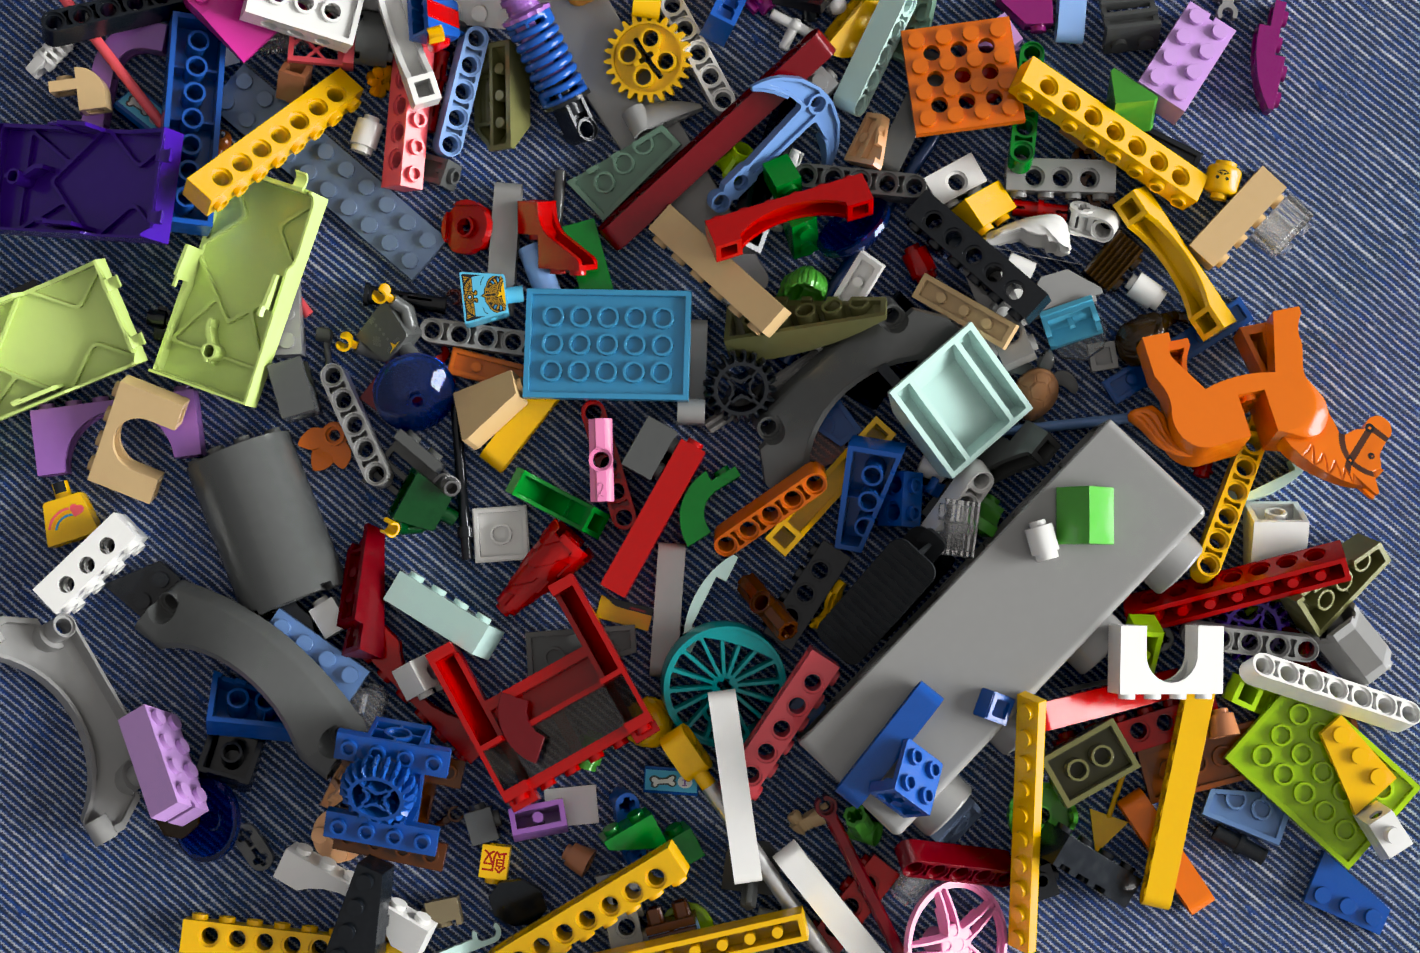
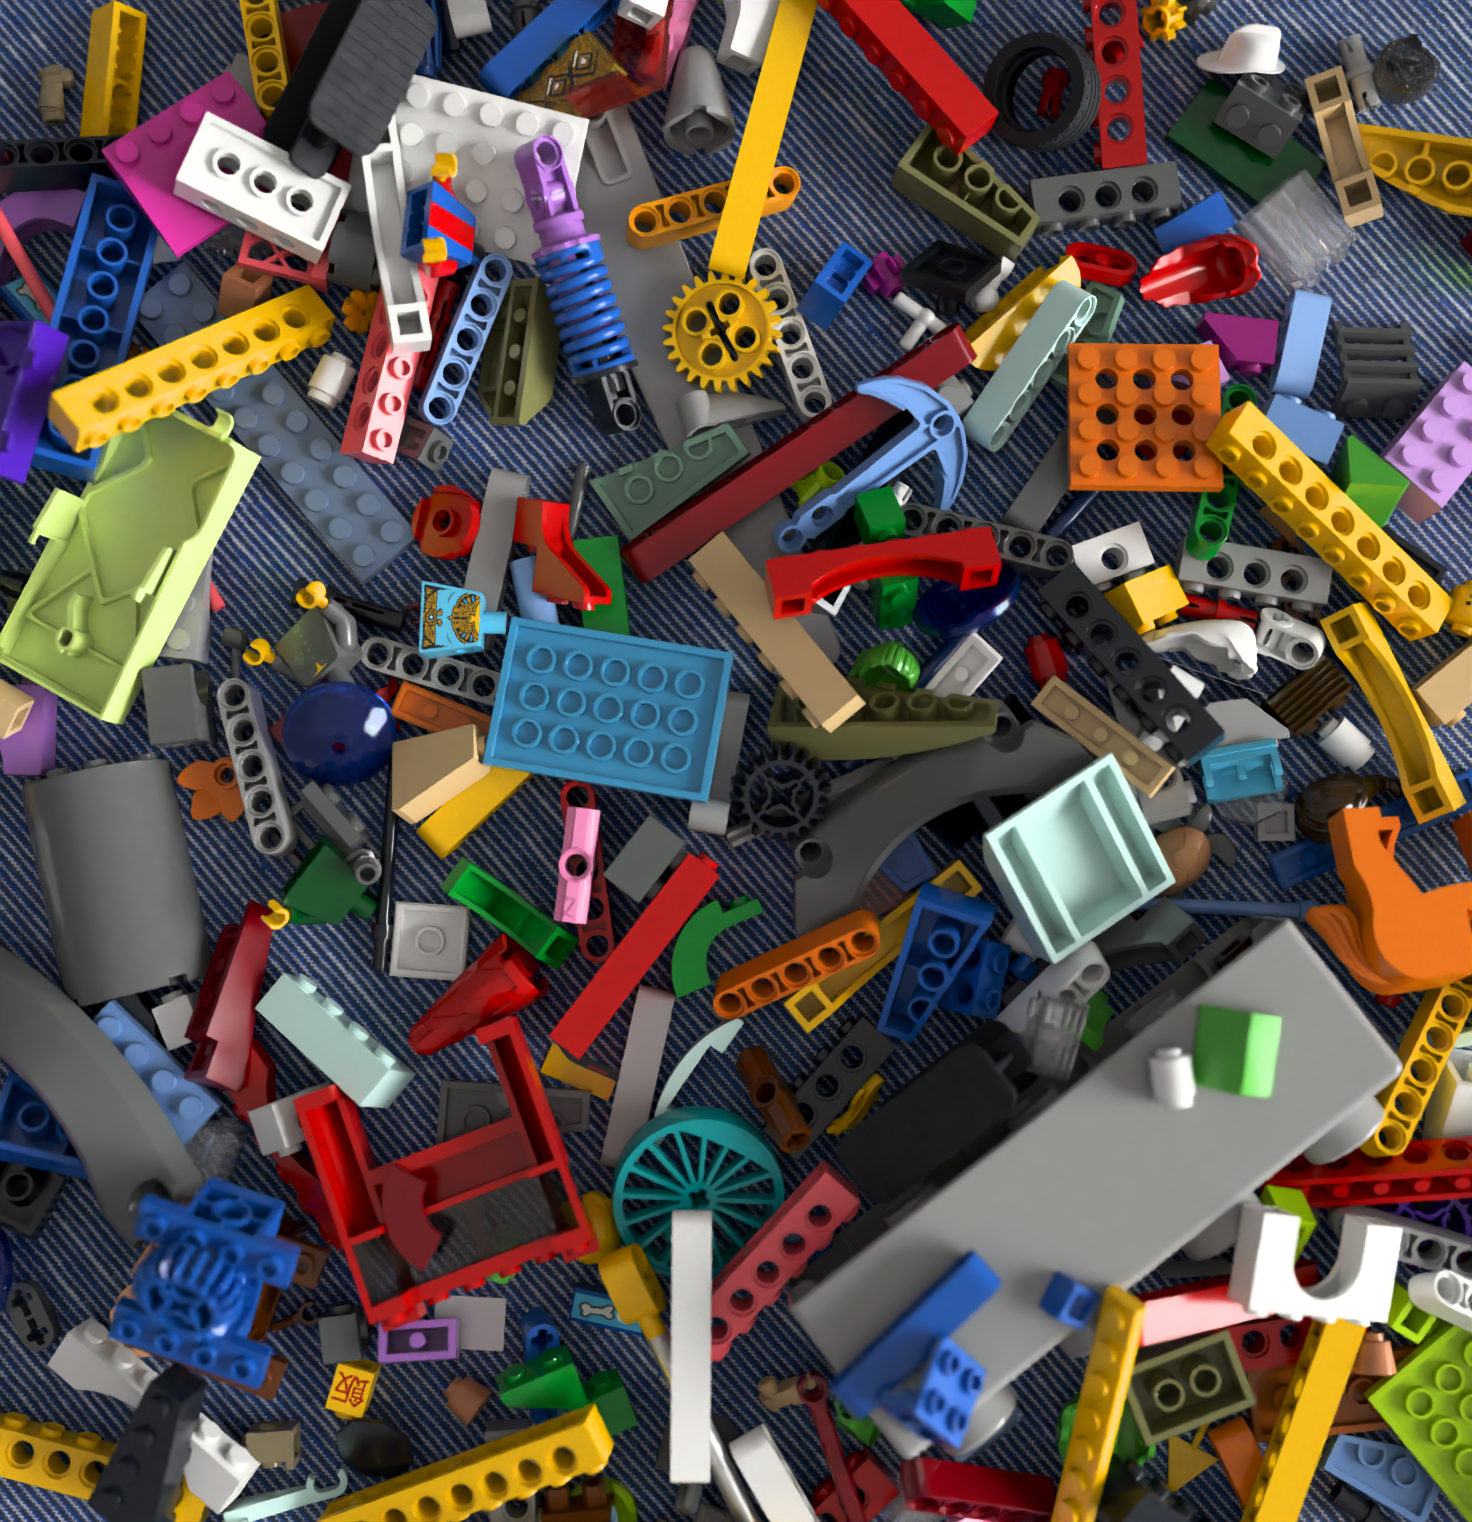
camera: 10 degrees right, 0 degrees up
(869, 142) = (1003, 488): light nougat wing -> none
(1081, 69) = (1308, 429): none -> medium blue brick

